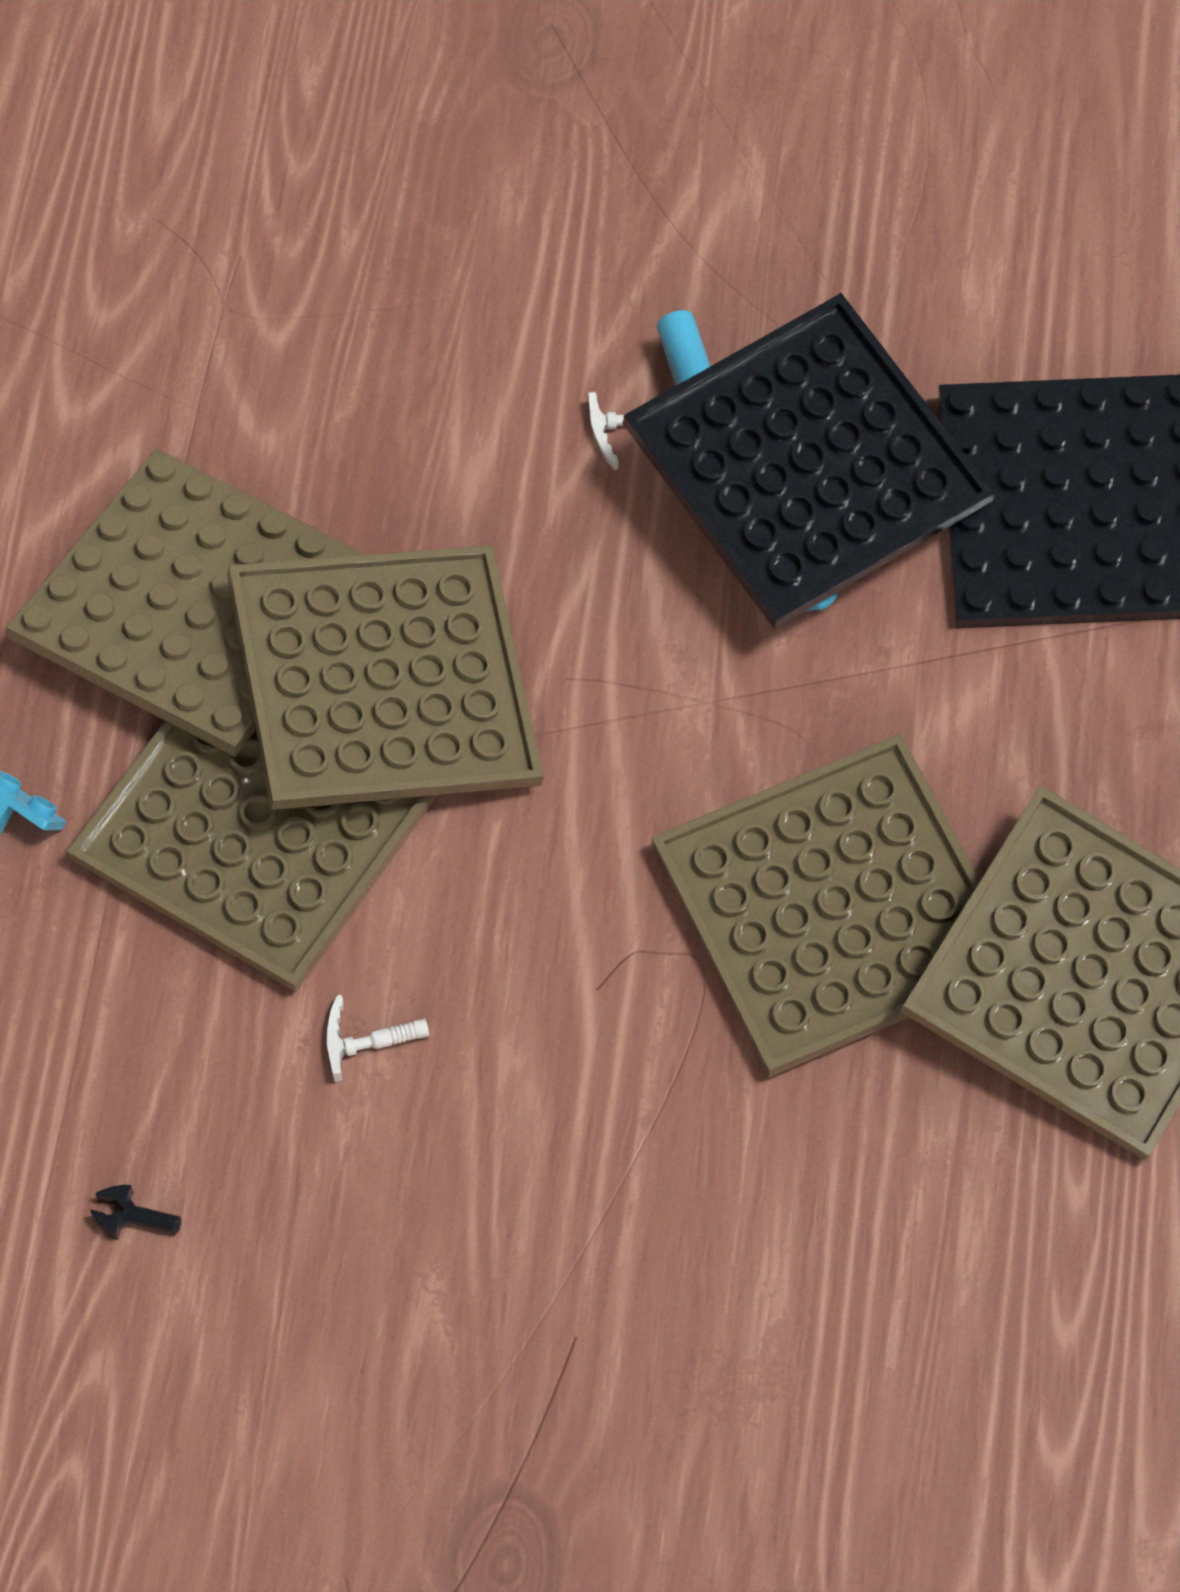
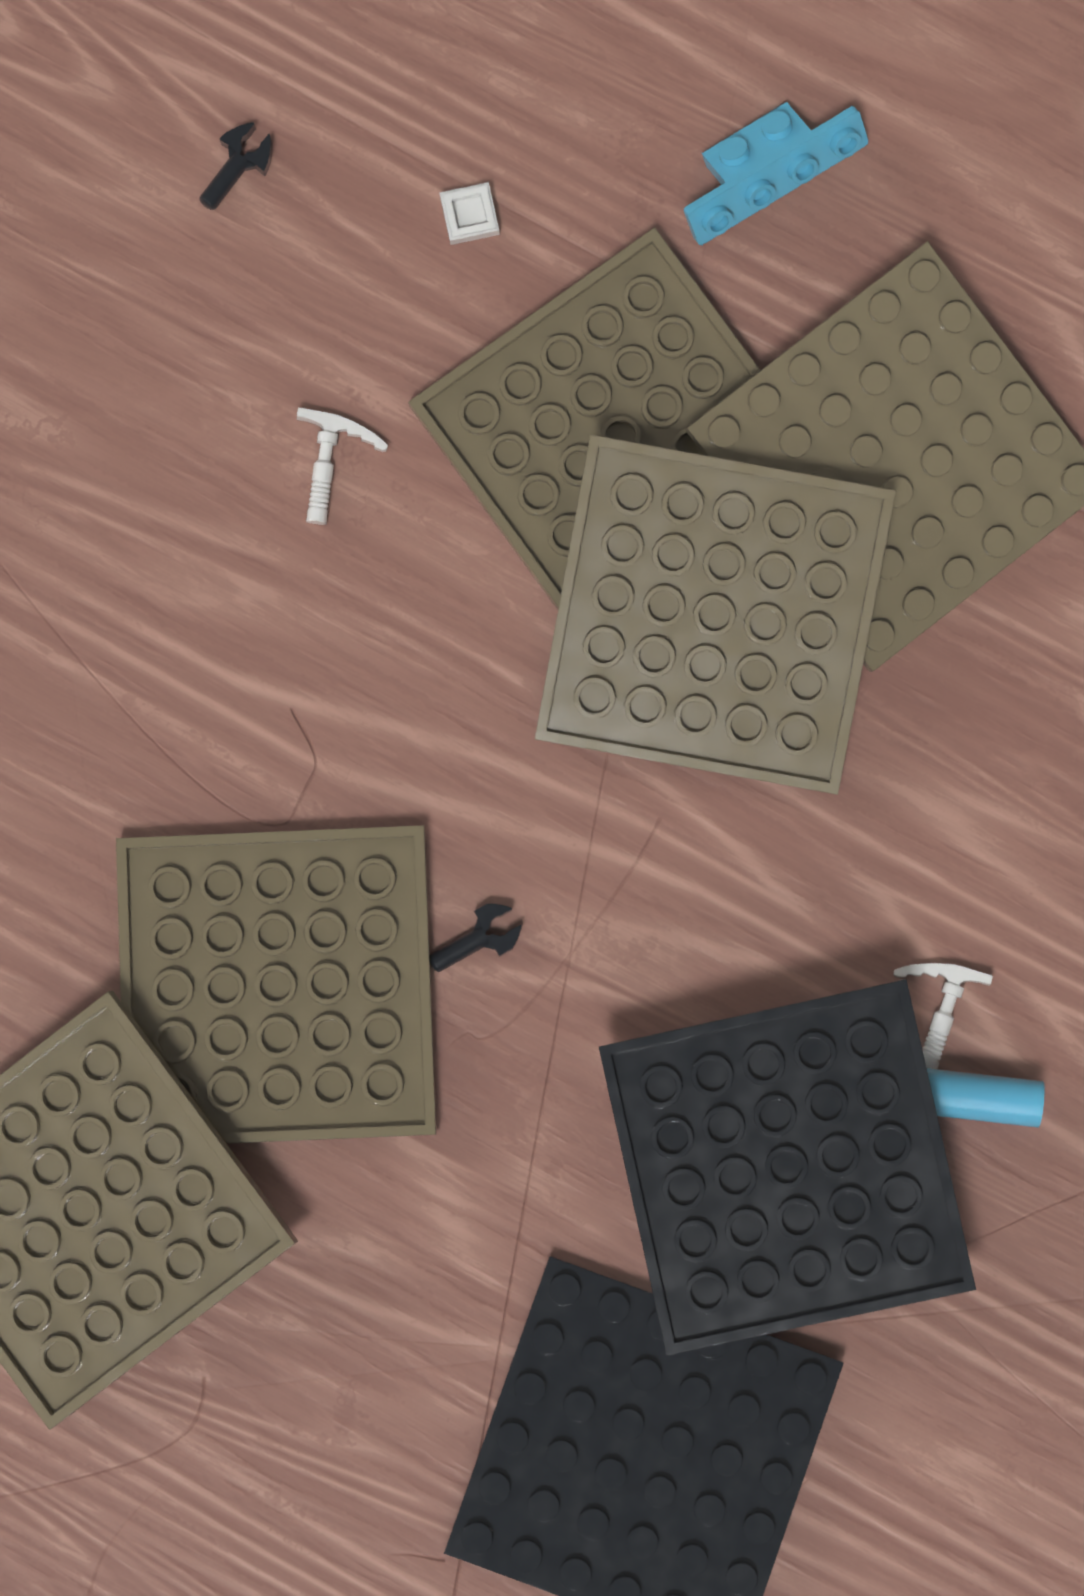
camera: 110 degrees right, 20 degrees up
(106, 1009) = (469, 213): none -> white tile
(723, 769) = (477, 939): none -> black bar

